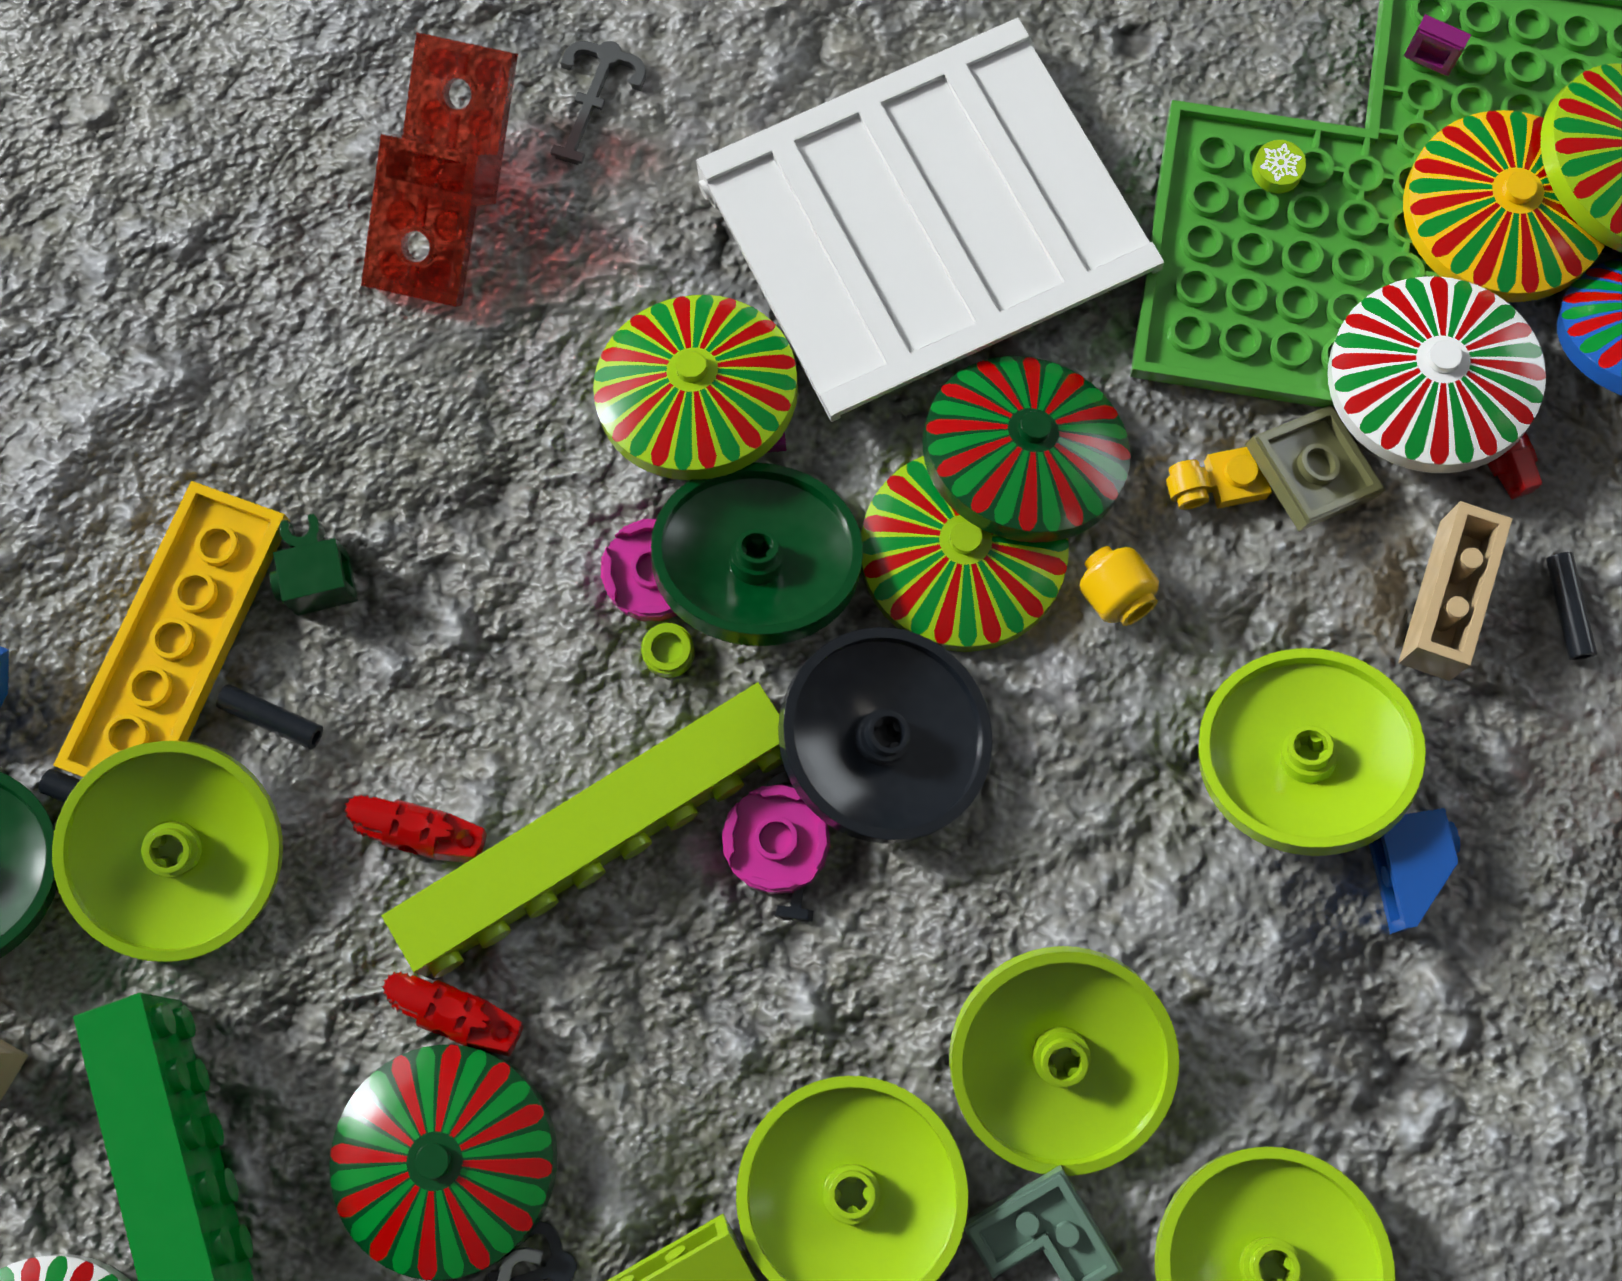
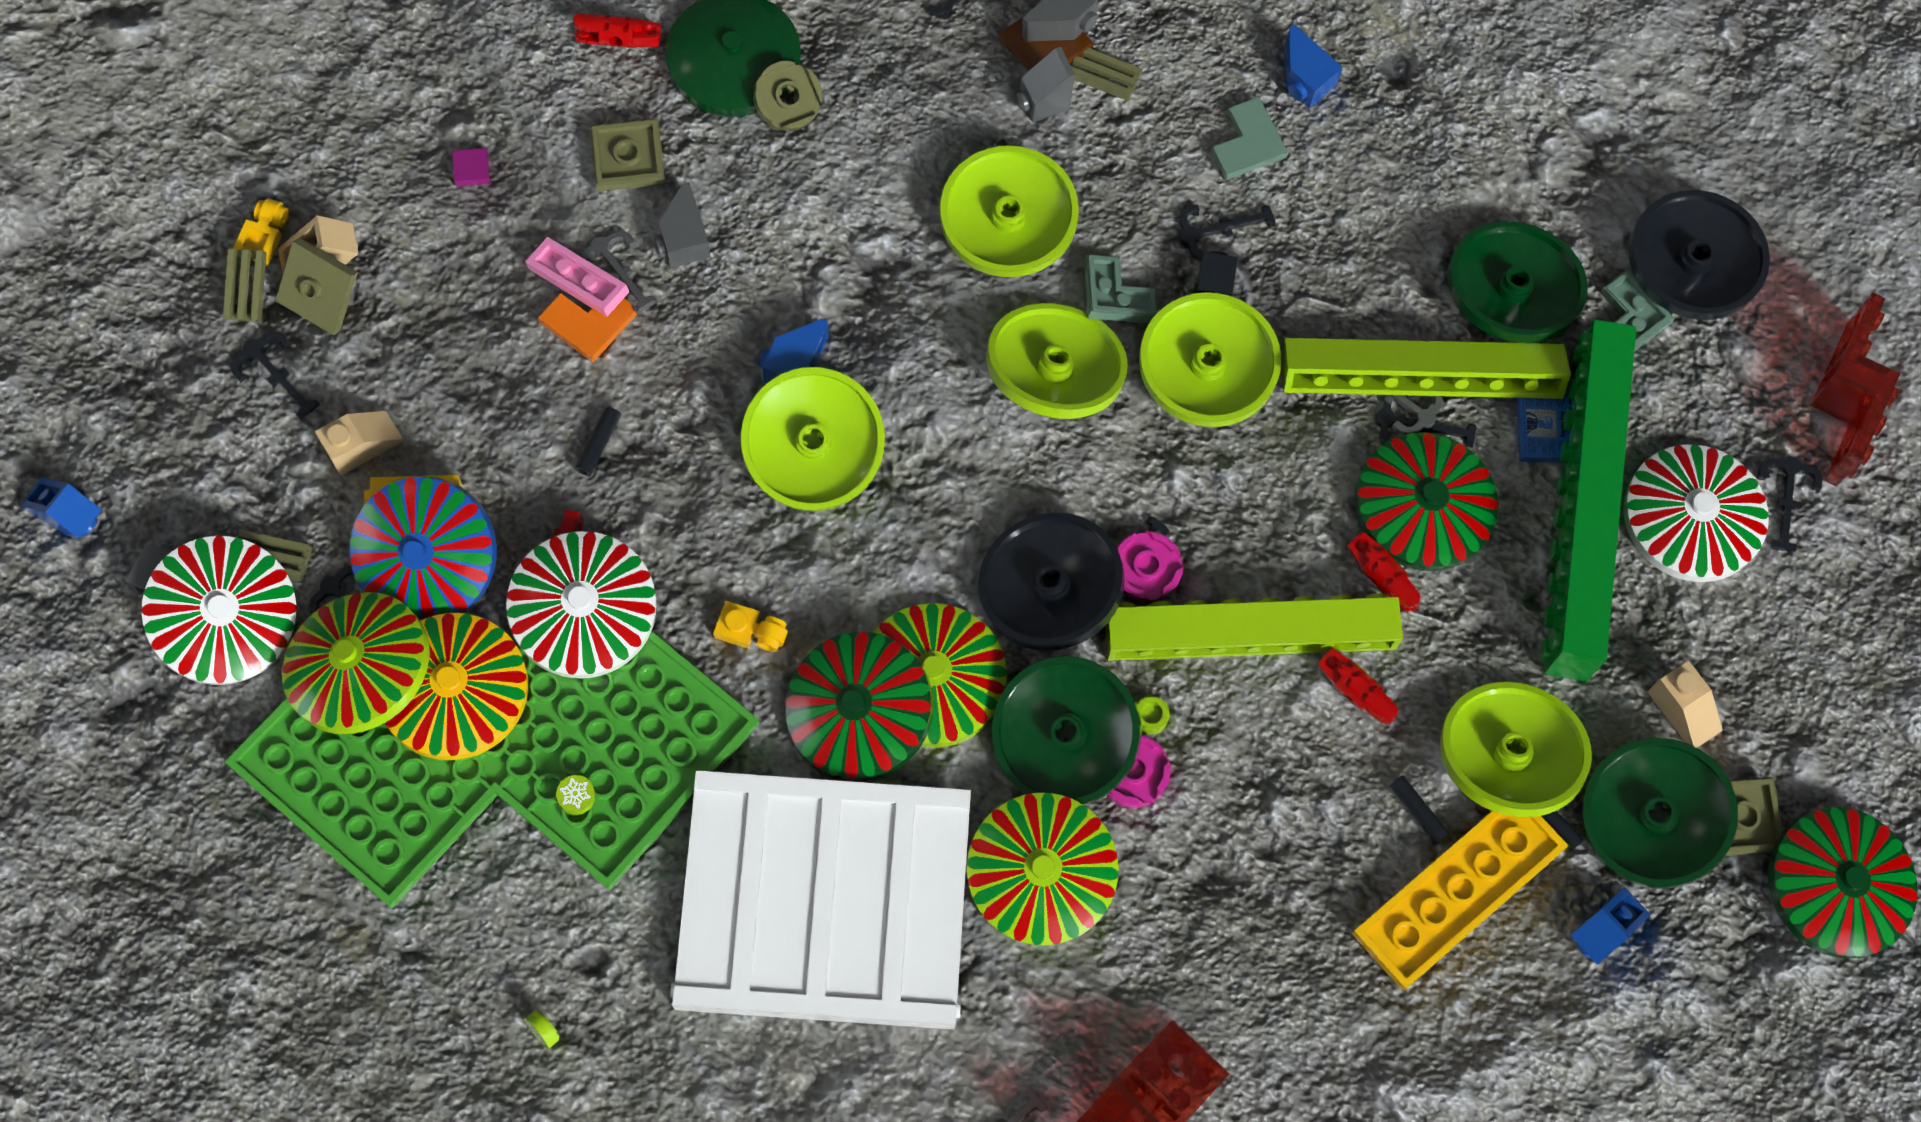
camera: 160 degrees left, 5 degrees down
(313, 571) = (1353, 883): dark green brick -> none
(1119, 585) = (857, 593): yellow head -> none
(1315, 467) = (690, 598): olive plate -> none
(1437, 45) = (416, 812): magenta tile -> none
(1455, 591) = (665, 477): tan brick -> none

